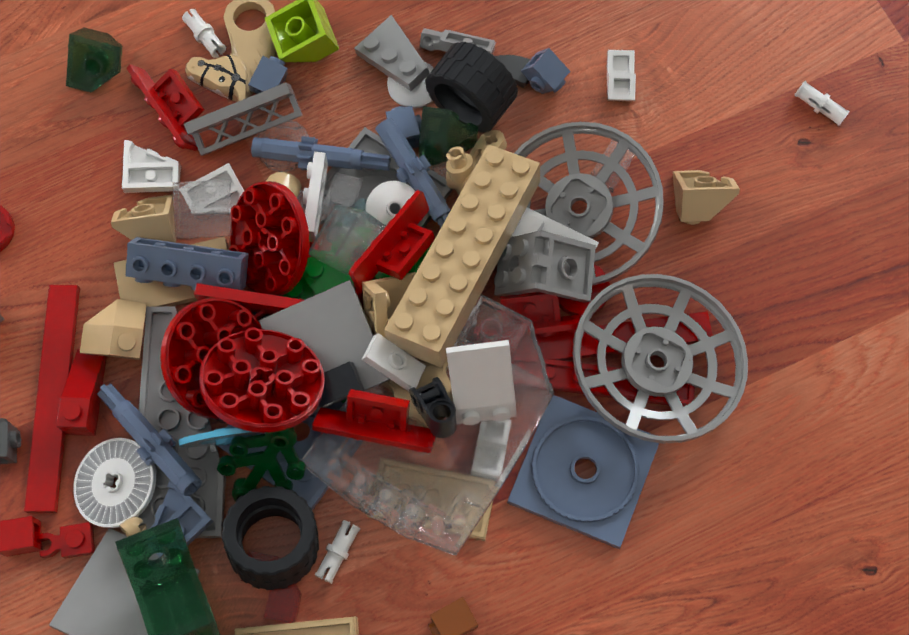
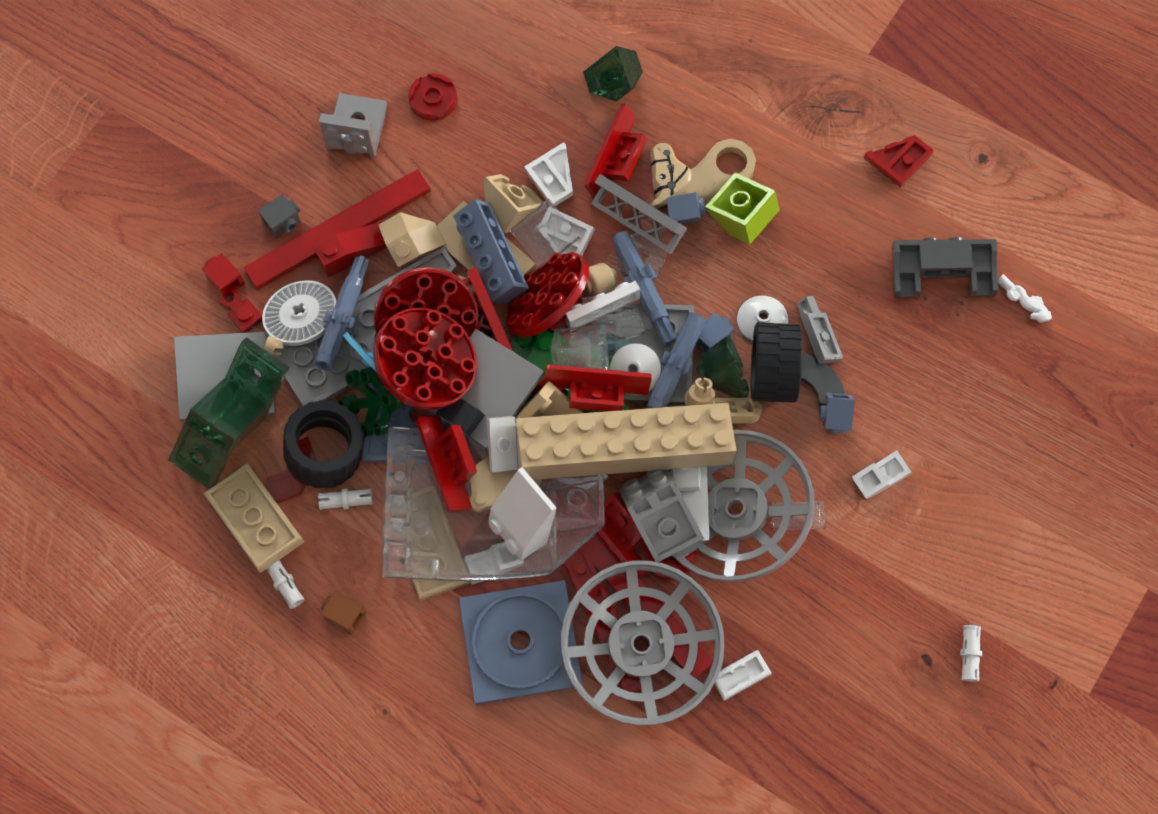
camera: 60 degrees right, 0 degrees up
(189, 514) = (302, 374): sand blue wing -> none
(204, 33) = (694, 138): white pin -> none
(393, 54) = (773, 286): light grey wing -> none
(433, 403) = (487, 492): black piece -> none
(701, 195) = (812, 598): tan slope -> none
(734, 293) = (741, 675): none -> white plate

